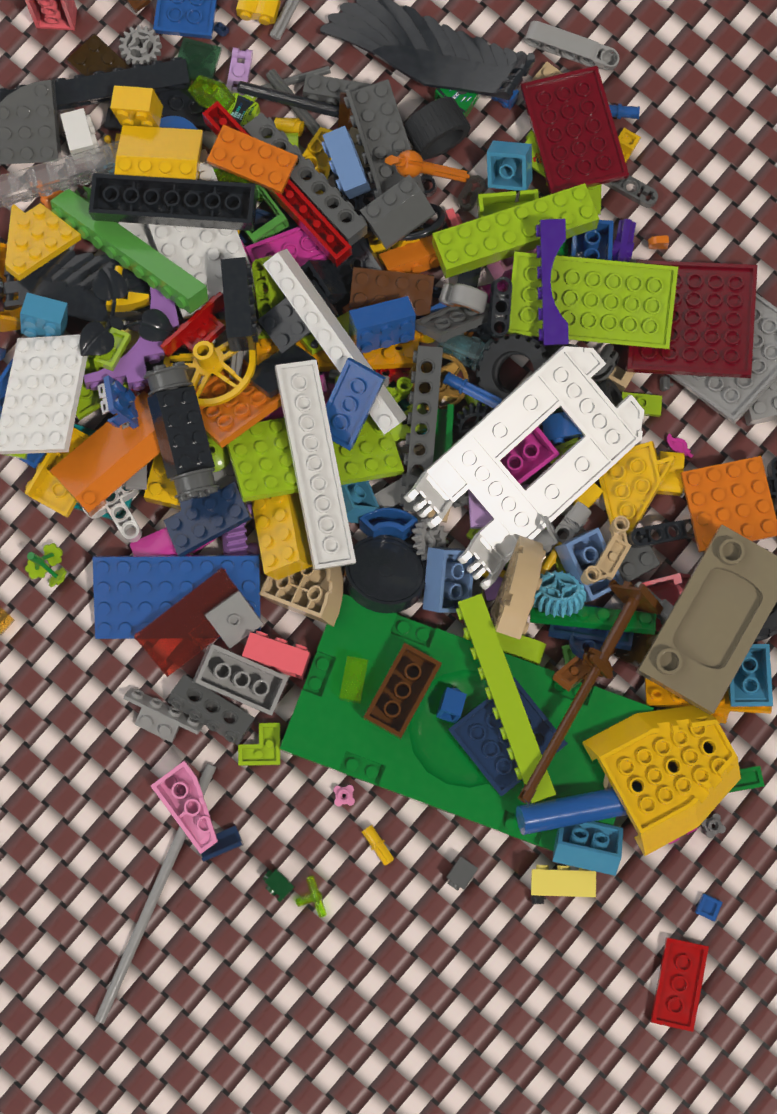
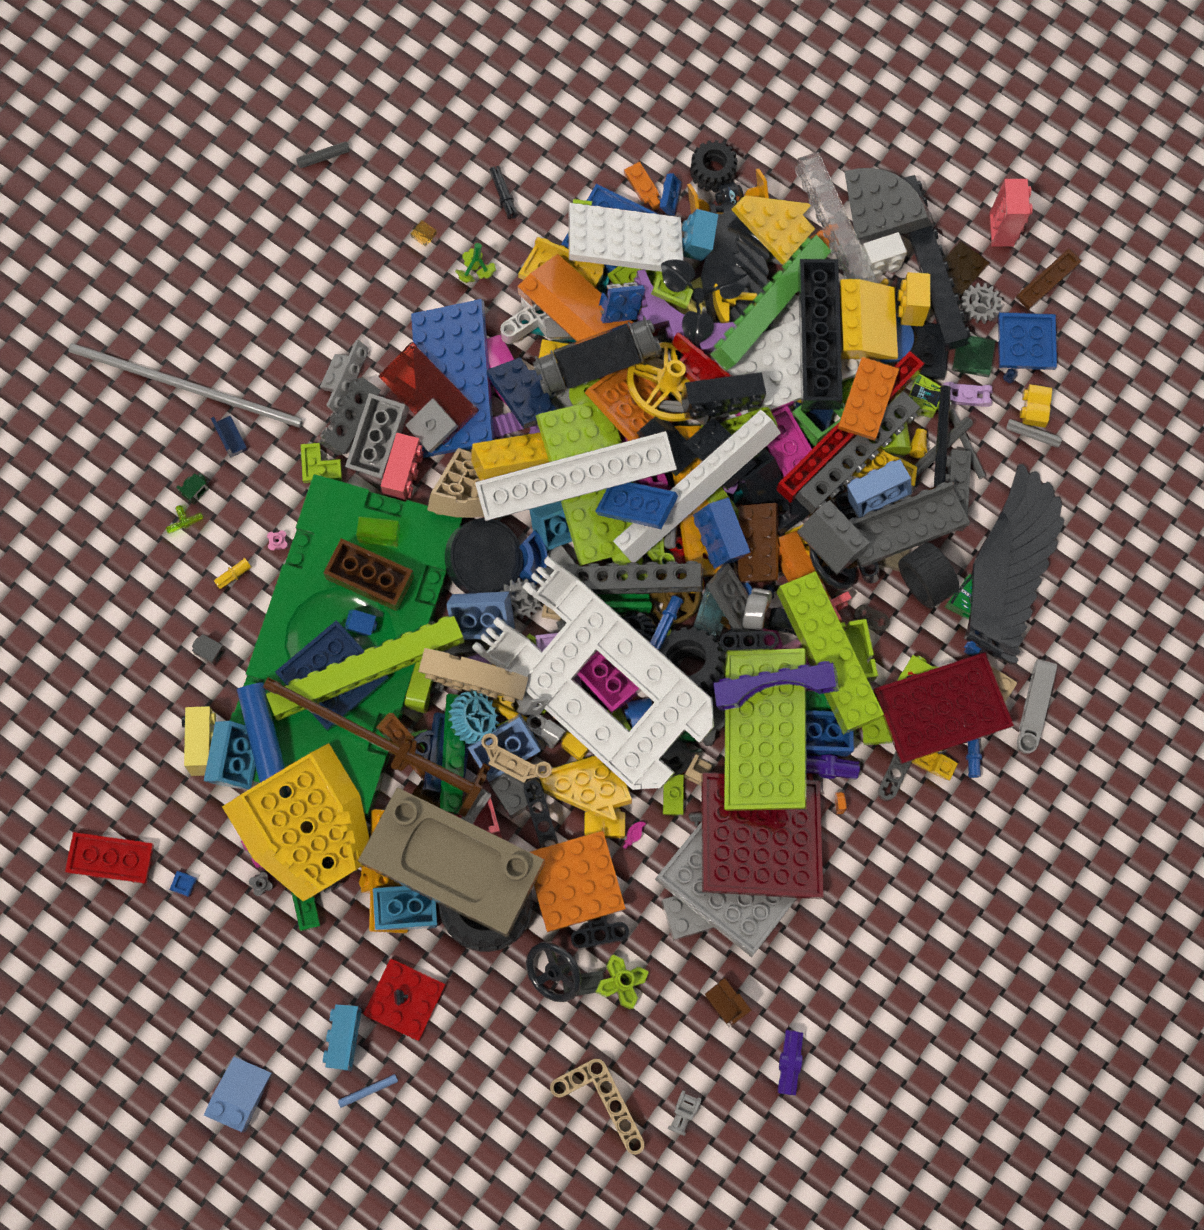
camera: 85 degrees right, 5 degrees down
(185, 801) = (263, 398): bright pink wedge -> none
(208, 91) = (936, 365): clear neon green brick -> none
(411, 163) = (883, 545): orange piece -> none
(509, 165) = (899, 647): dark azure brick -> none
(611, 359) = (708, 754): dark grey arm -> none

